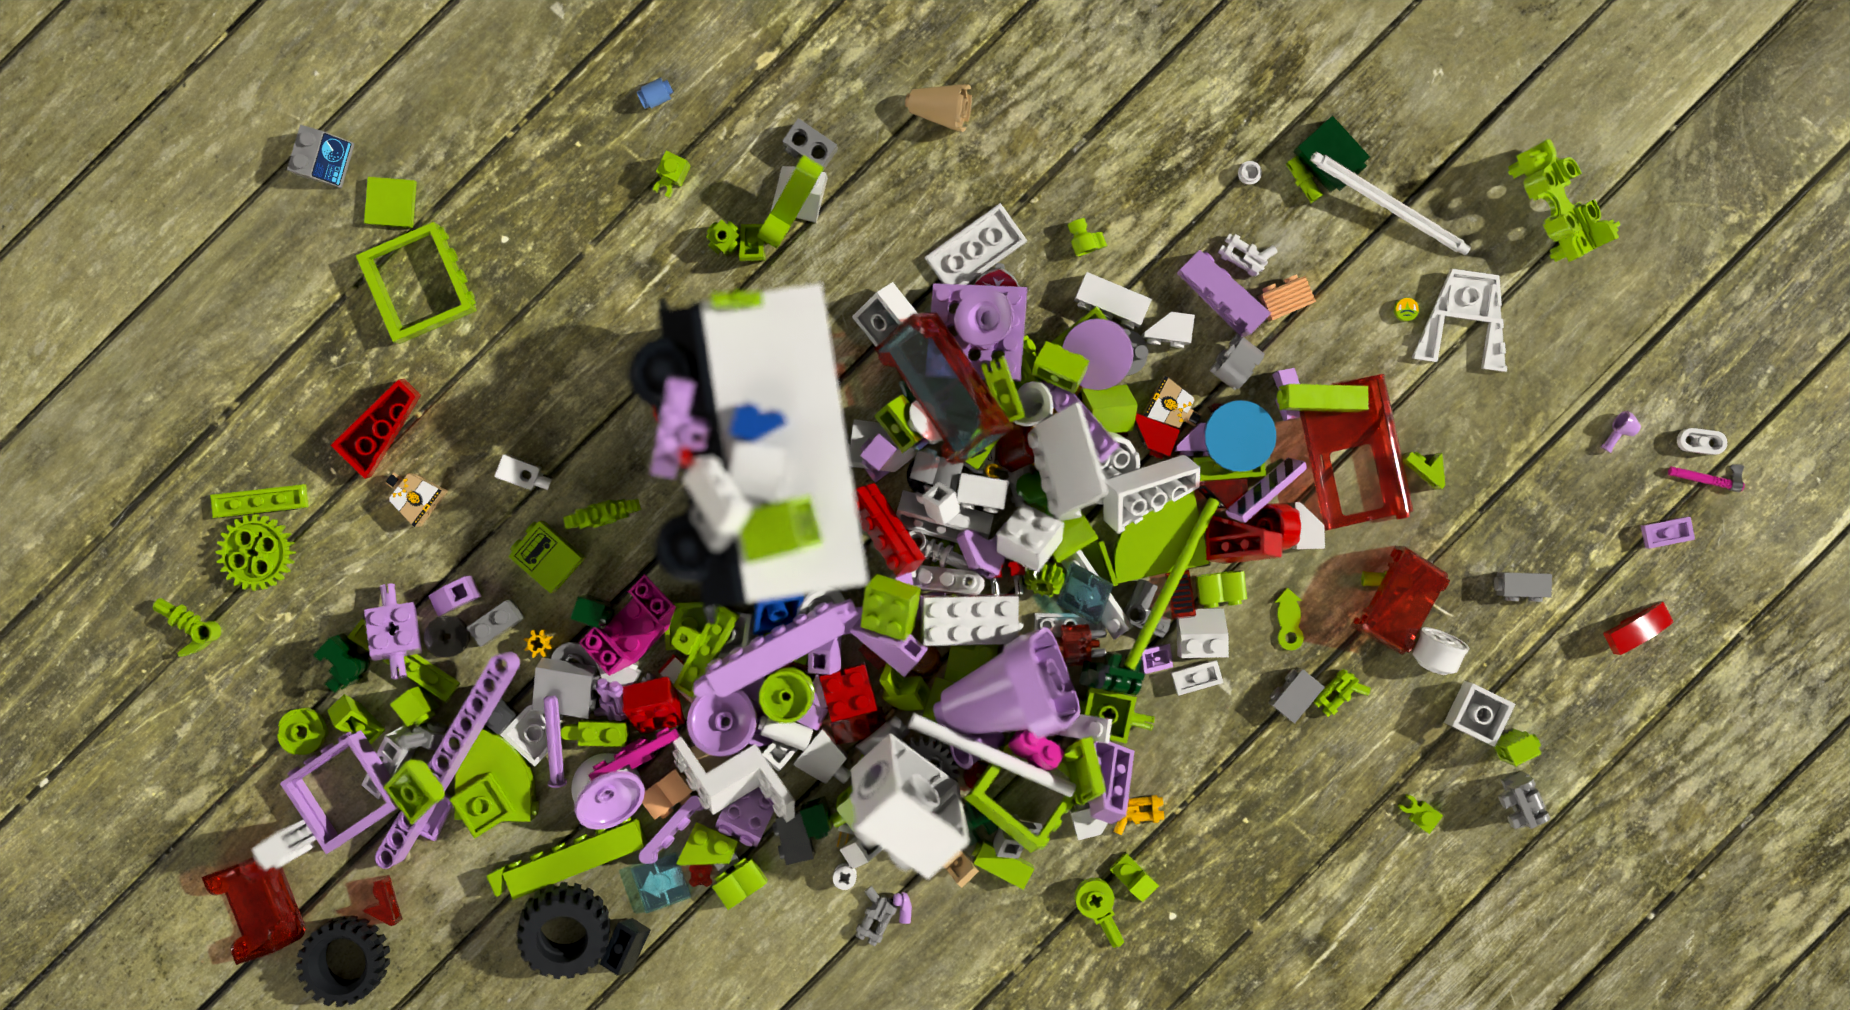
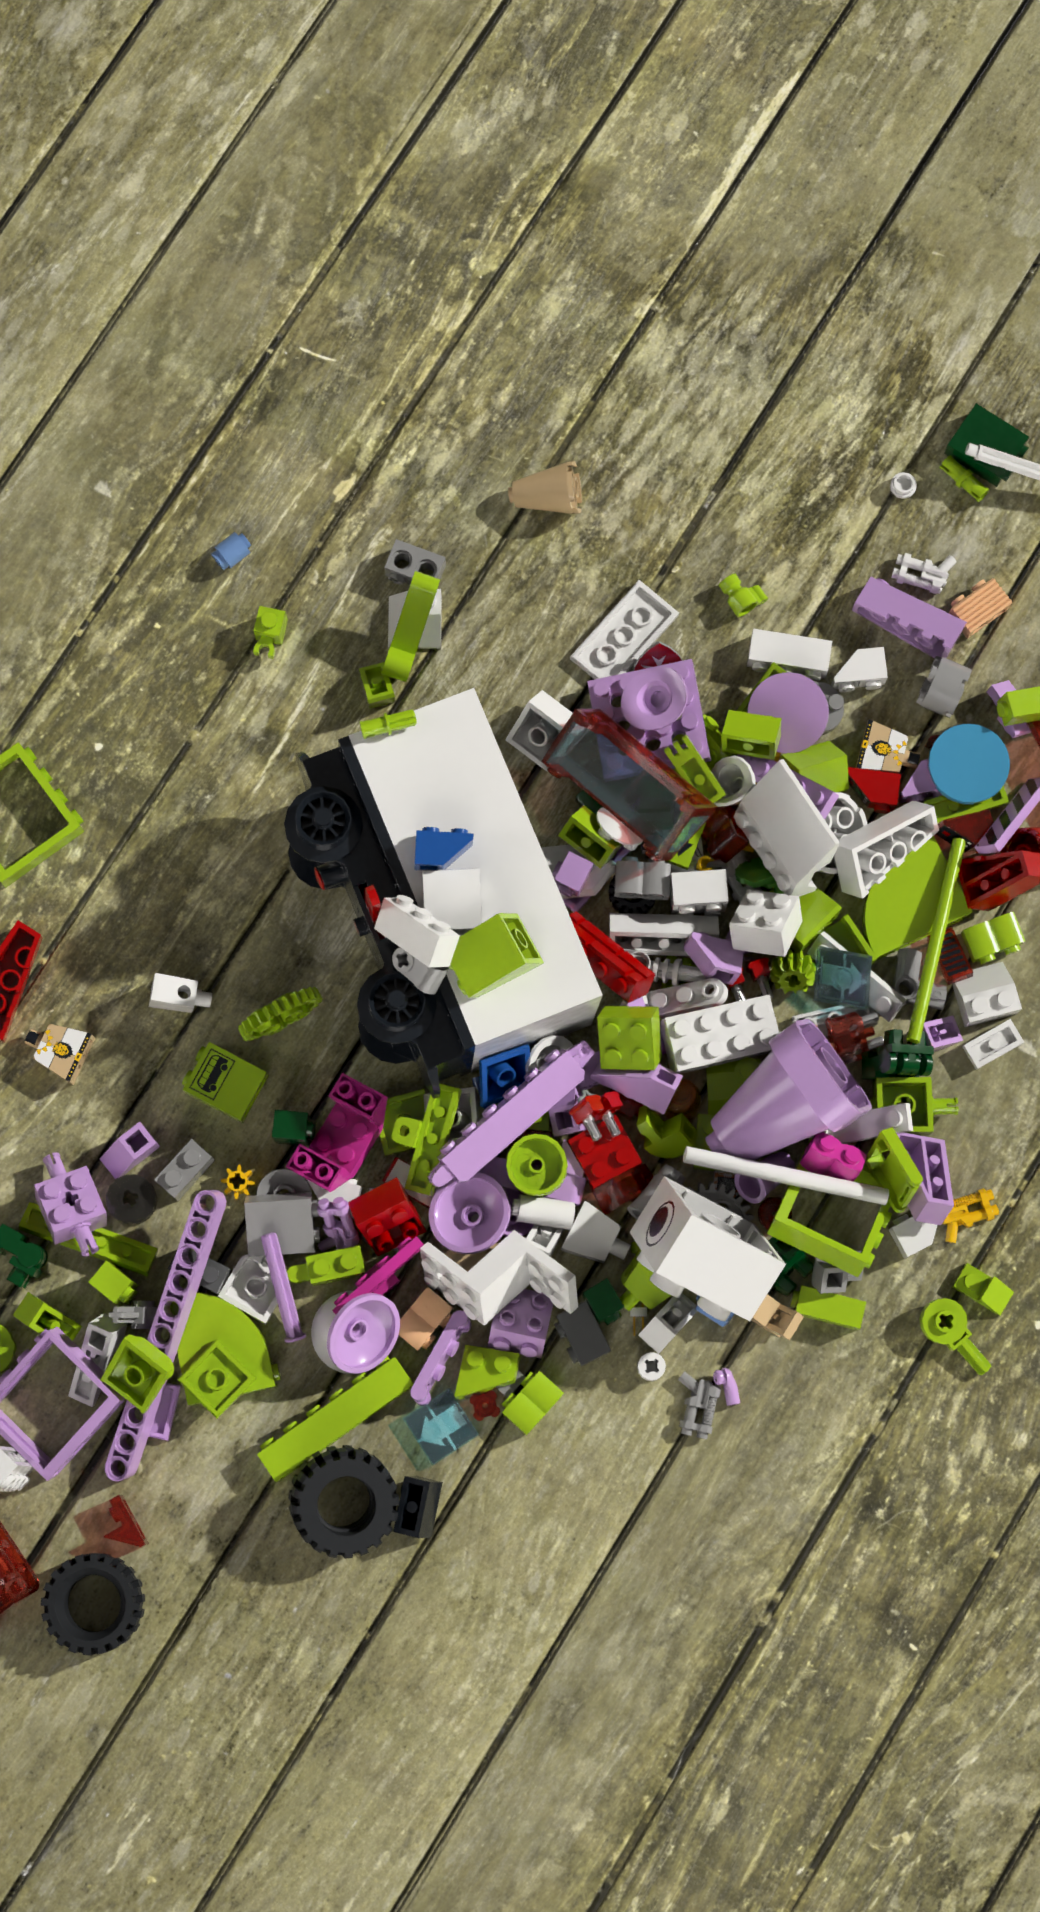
camera: 10 degrees left, 10 degrees down
(497, 880) = (251, 1465): lime slope -> none
(677, 428) = (352, 877): lavender plate -> none
(727, 245) = (343, 694): lime brick -> none
(850, 658) = (597, 1107): none -> red piece
(939, 502) = (655, 910): white brick -> none

